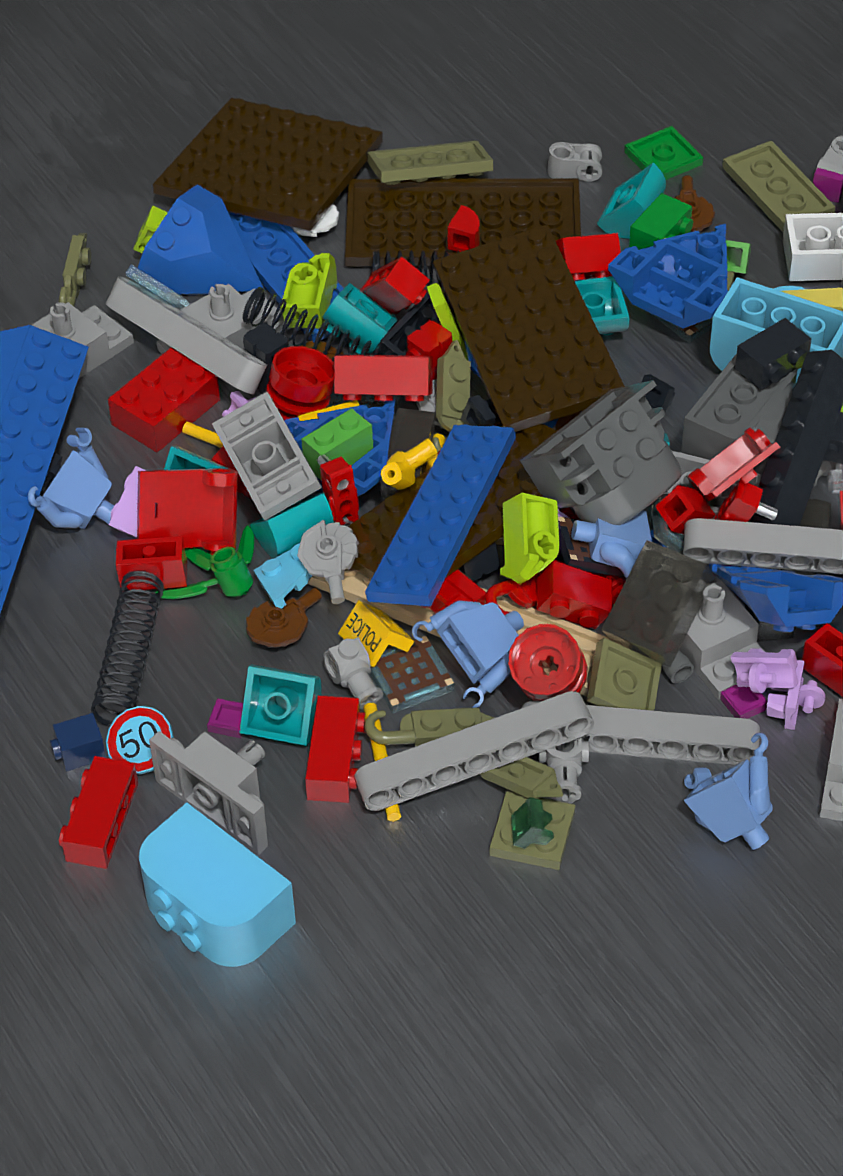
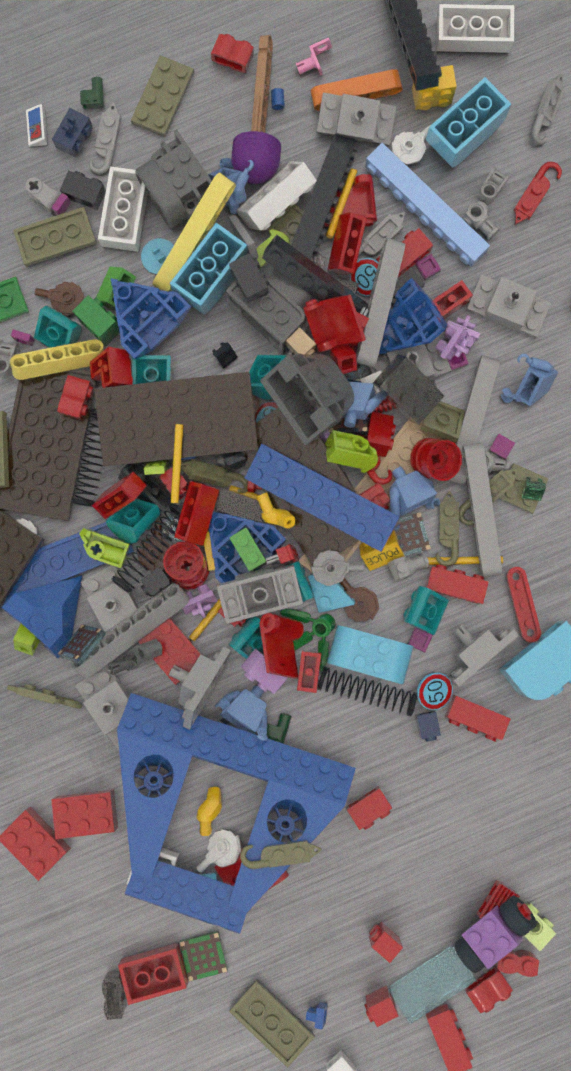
camera: 75 degrees left, 35 degrees up
(47, 548) = (279, 731): none -> dark green piece
(113, 413) = (199, 683): none -> light grey brick
(146, 349) = (137, 657): none -> dark grey beam
(189, 636) = (370, 654): none -> medium azure brick
(327, 850) = (523, 604): none -> red plate
(454, 329) = (176, 463): none -> yellow bar
(464, 230) = (67, 440): red brick -> none
(522, 219) = (75, 397): none -> red brick
(583, 194) = (55, 359): none -> light yellow beam
(602, 787) = (501, 446): none -> magenta tile
(611, 174) = (22, 337): none -> magenta tile
(694, 450) = (301, 343): none -> tan brick

